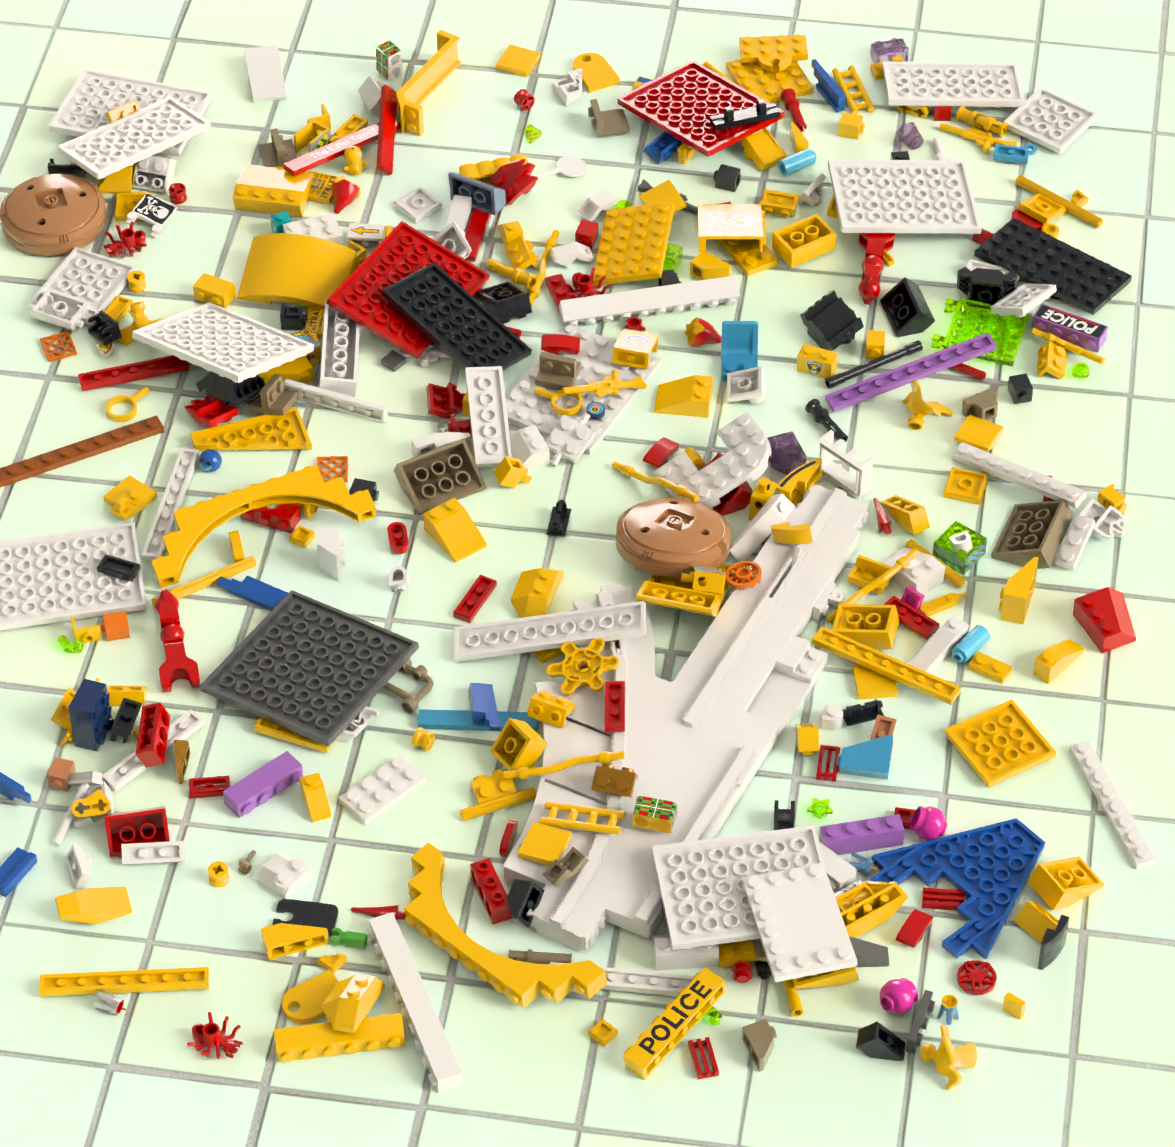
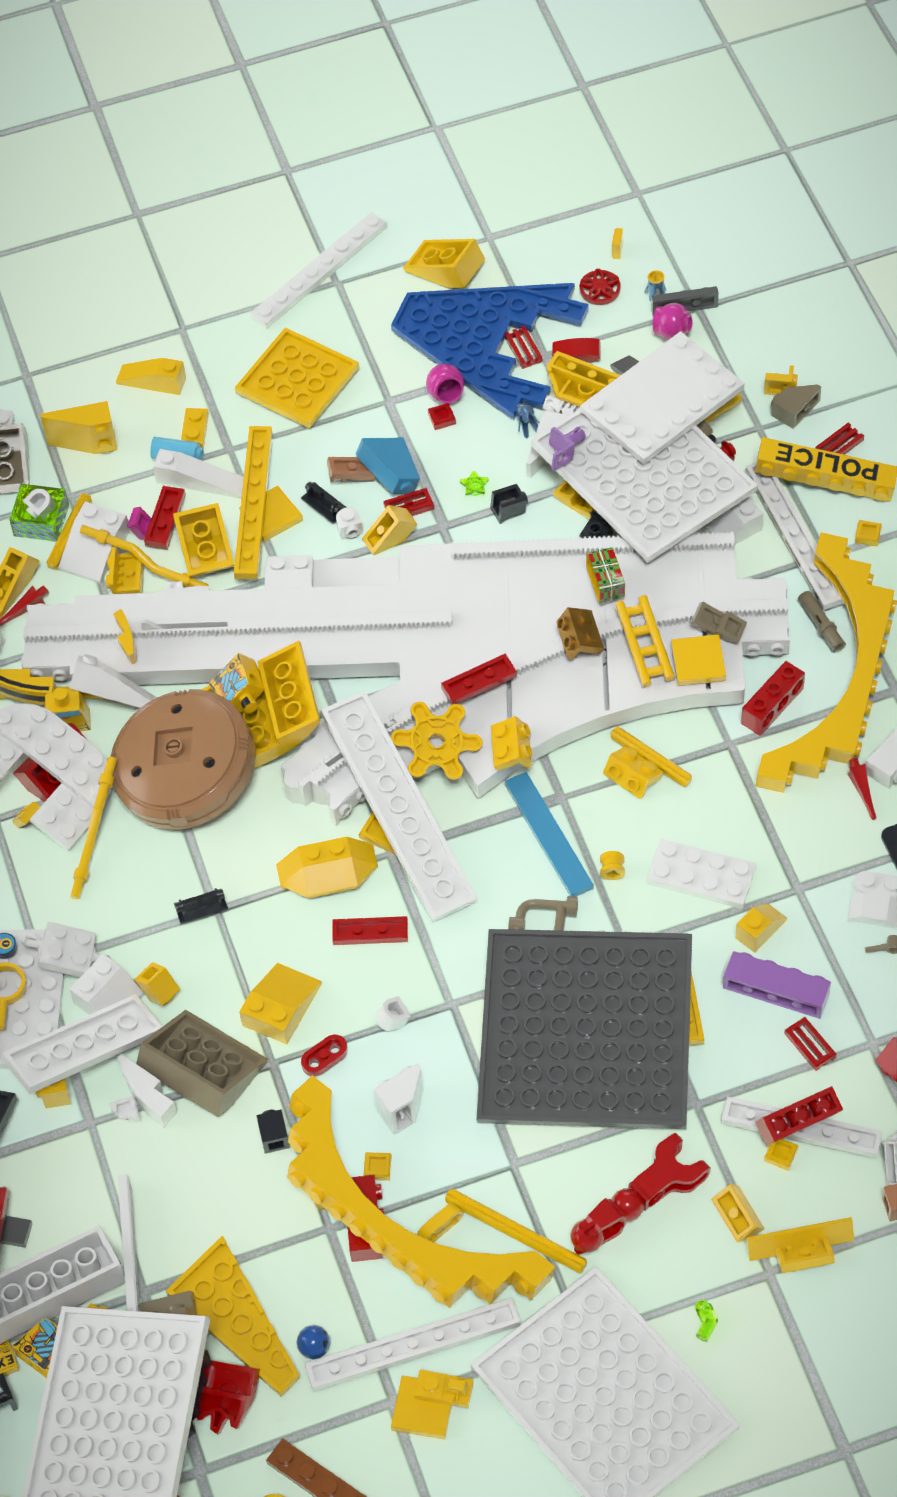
camera: 115 degrees left, 10 degrees up
(86, 634) = (684, 1306): yellow bracket -> none
(90, 715) = (816, 1194): dark blue brick -> none
(115, 626) = (648, 1281): orange brick -> none
(118, 567) = (560, 1330): black tile -> none
(125, 719) = (783, 1179): black hinge -> none
(182, 756) = (798, 1087): pearl gold slope -> none
(253, 591) = (498, 1161): blue piece -> none
(332, 459) = (251, 1213): orange window -> none
(444, 400) = (62, 1128): red slope -> none
(459, 426) = (99, 1087): red bracket -> none
(484, 705) = (531, 829): piece -> none
(508, 838) = (693, 719): red tile -> none
(518, 745) = (579, 754): yellow brick -> none
(523, 897) = (776, 648): black slope -> none
(525, 772) = (612, 727): yellow bar -> none
(660, 452) = (32, 854): red slope -> none
(746, 576) = (205, 663): orange wheel -> none
(787, 1045) = (777, 382): none -> yellow bracket
(789, 834) = (564, 445): none -> medium lavender bracket
(863, 834) = (492, 431): medium lavender brick -> none
(880, 1043) = (731, 319): black slope -> none
(941, 603) = (123, 501): yellow piece -> none
(949, 1058) = (715, 263): yellow animal -> none
(1035, 920) = (505, 264): yellow panel -> none
(1053, 943) = (532, 233): slope -> none
(1105, 618) = (76, 359): wedge -> none

